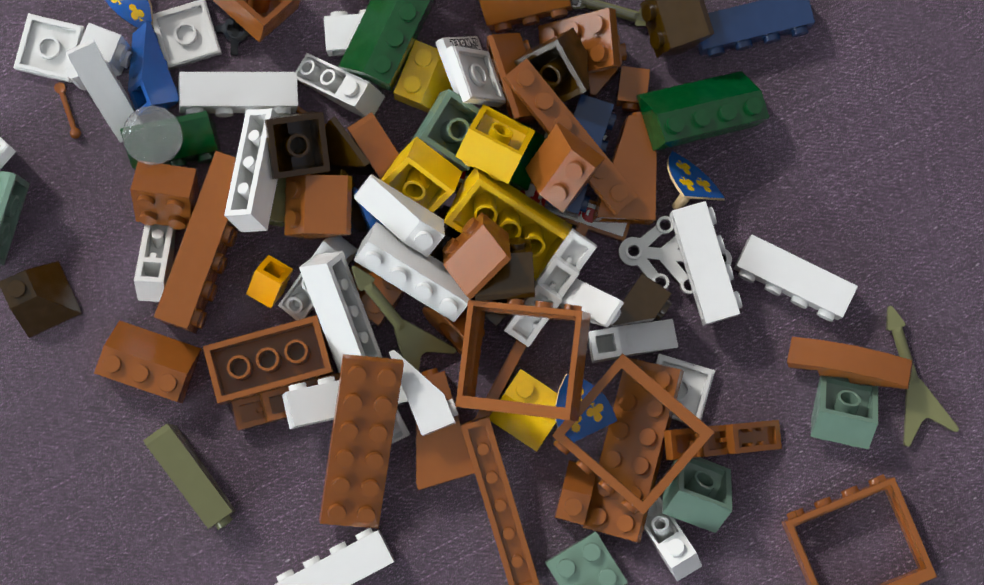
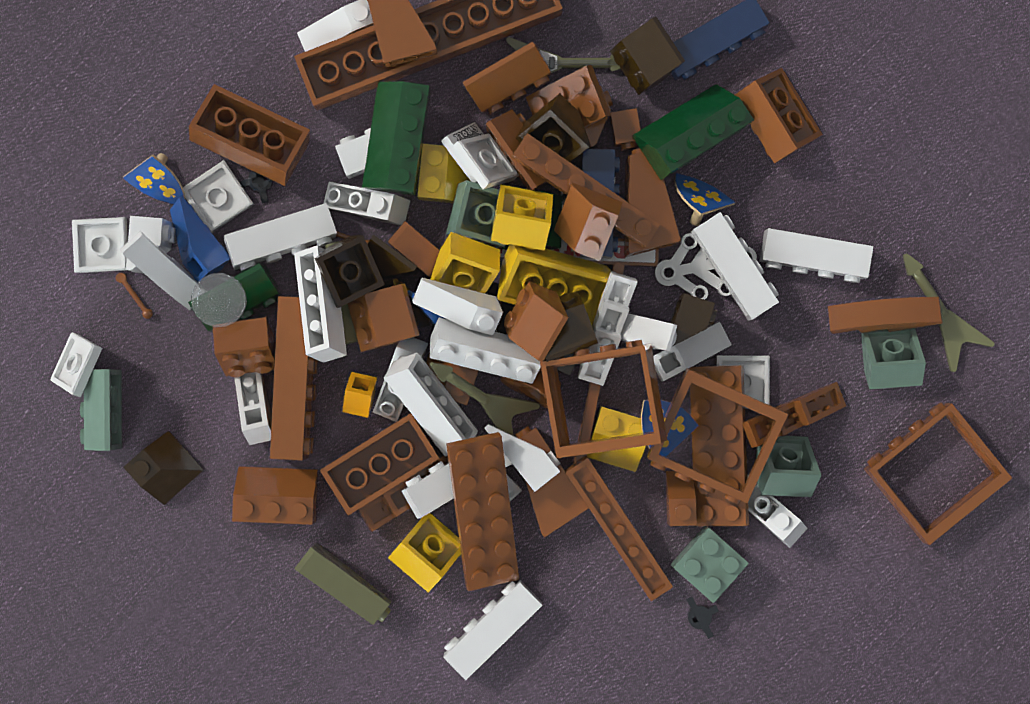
camera: 20 degrees left, 5 degrees up
(289, 469) = (427, 552): none -> yellow slope
(797, 121) = (778, 115): none -> dark orange slope

